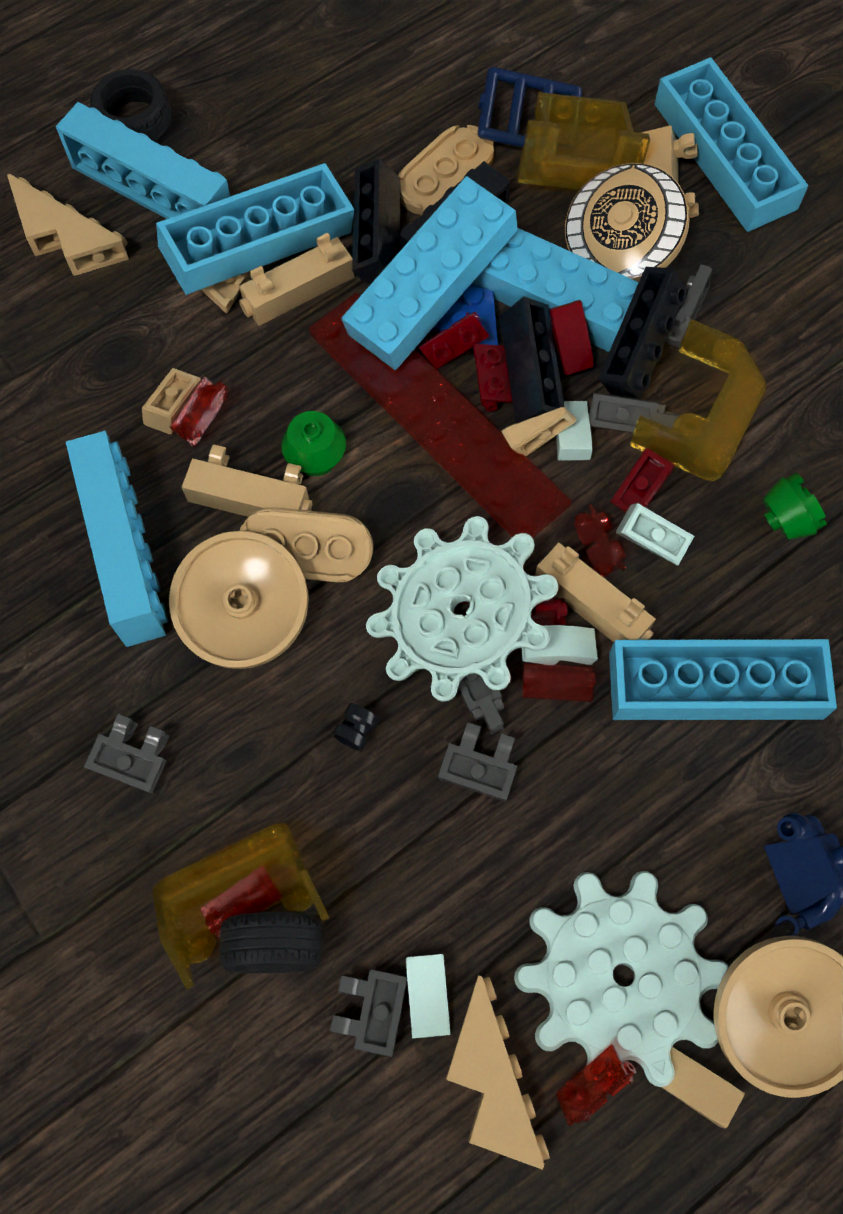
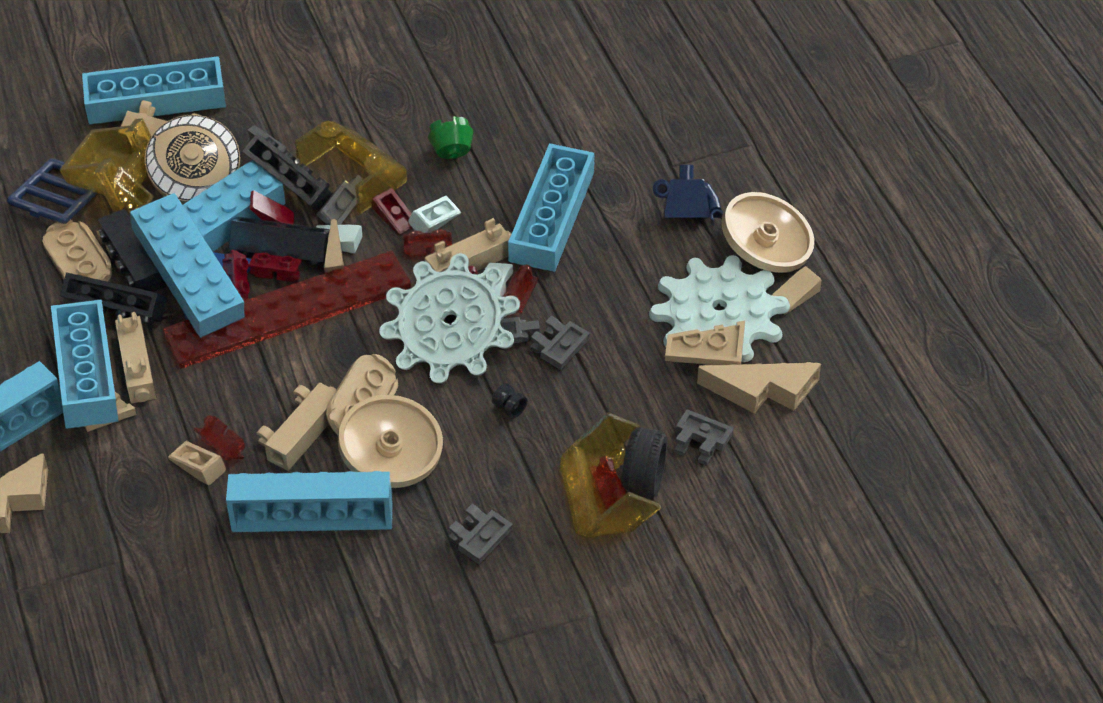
camera: 75 degrees left, 20 degrees down
(313, 443) = (279, 377): green cone -> none
(428, 996) = (700, 403): light aqua slope -> none
(529, 982) = (708, 347): none -> tan wing
(543, 202) = (135, 194): none -> clear yellow slope
(588, 1089) = (779, 332): clear red hinge -> none

